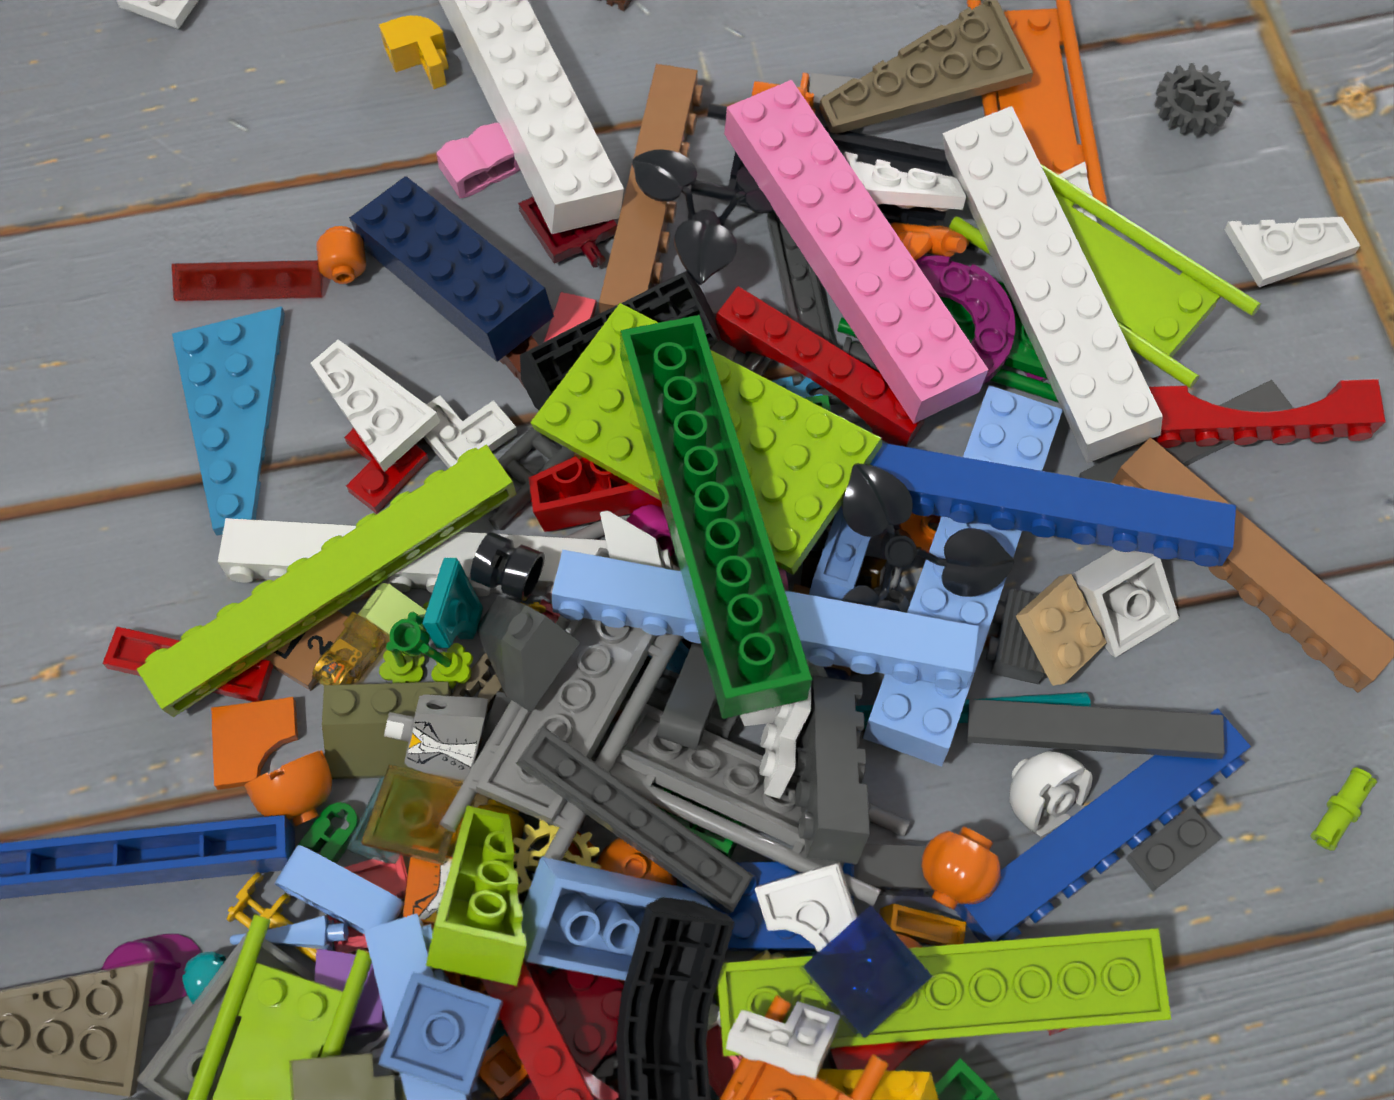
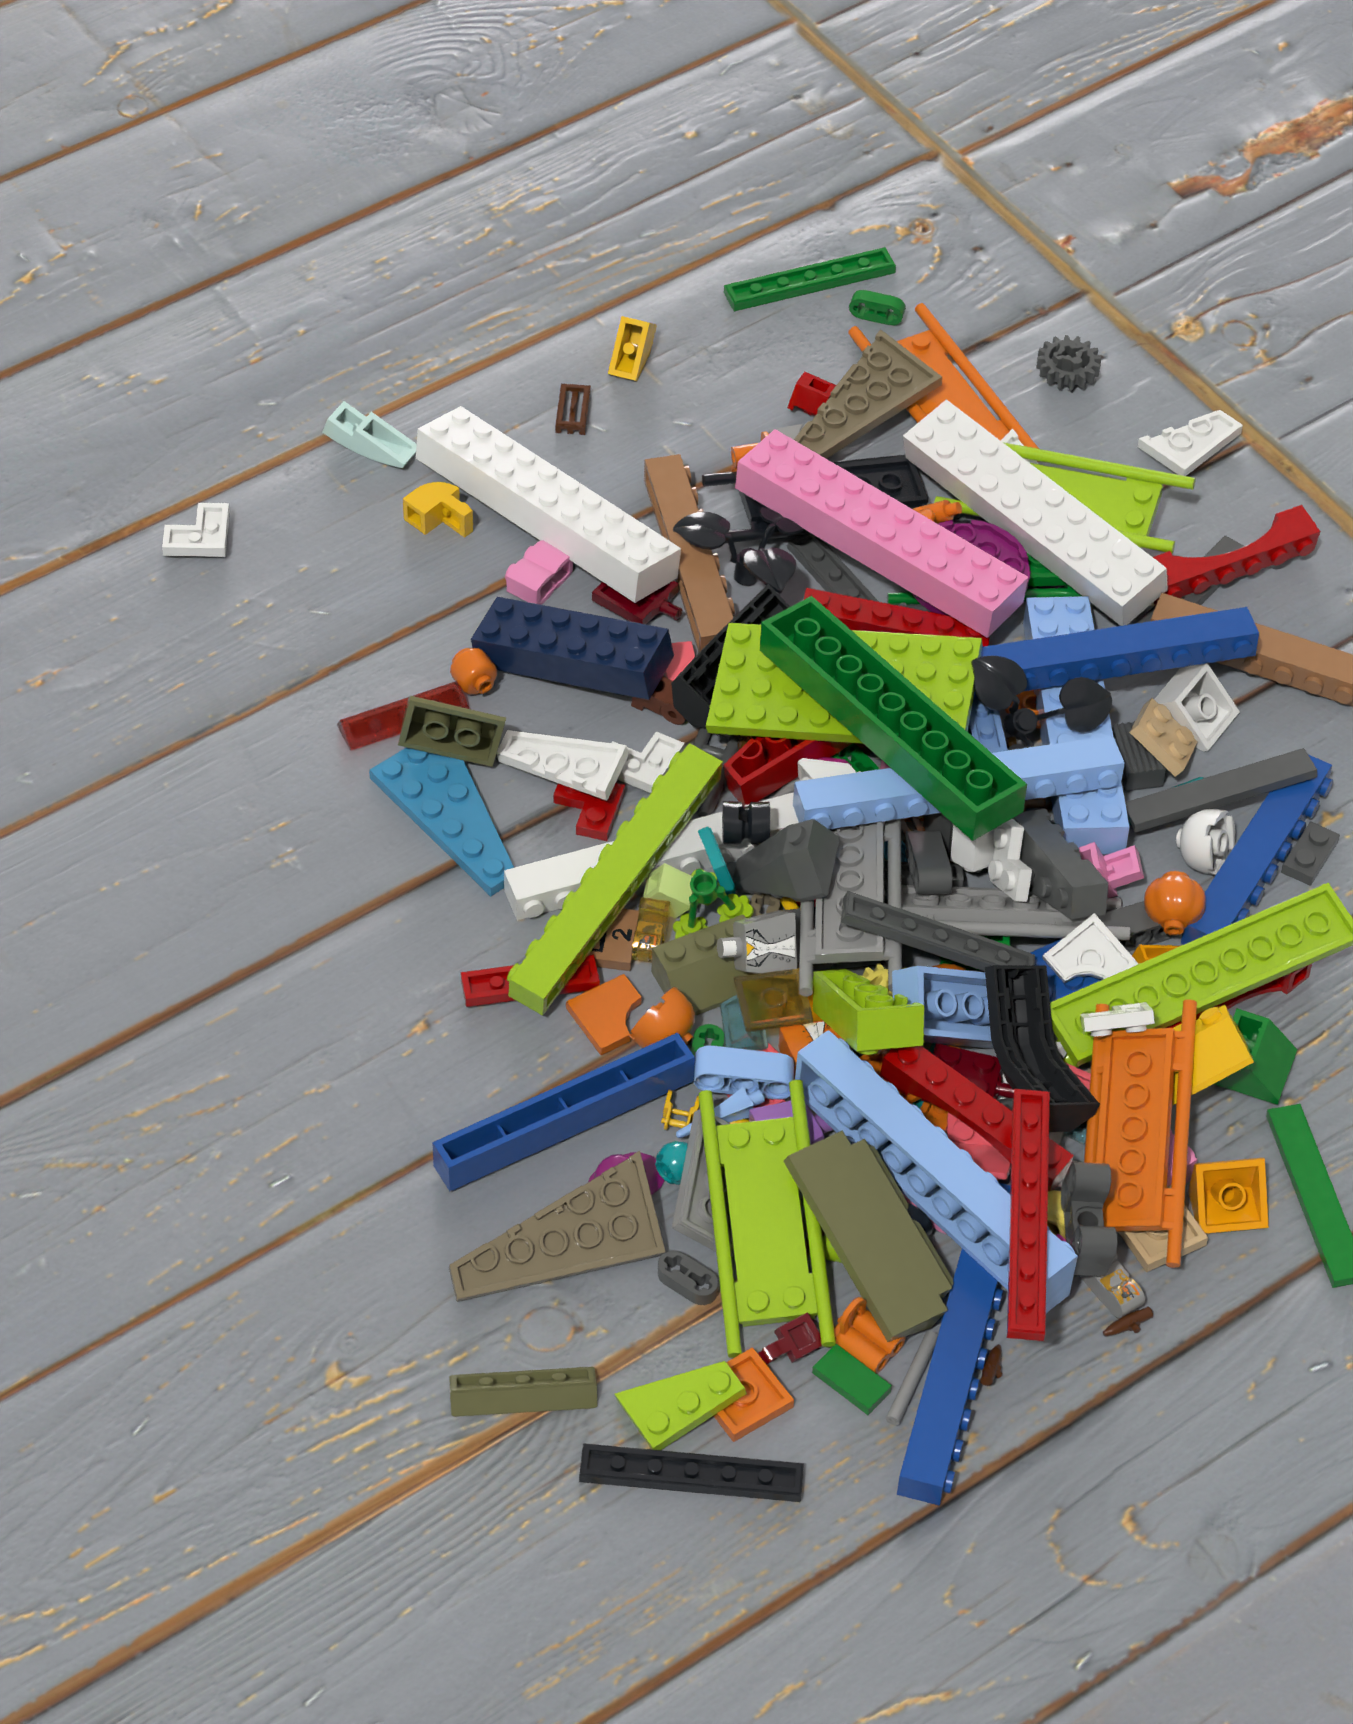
camera: 25 degrees left, 15 degrees down
(267, 319) = (451, 731): none -> olive slope
(441, 1033) = (892, 1083): medium blue plate -> none
(865, 972) = (1149, 966): clear blue container -> none
(881, 41) = (810, 393): none -> red brick
(903, 784) = (1117, 868): none -> bright pink brick
(908, 189) = (904, 481): white wing -> none

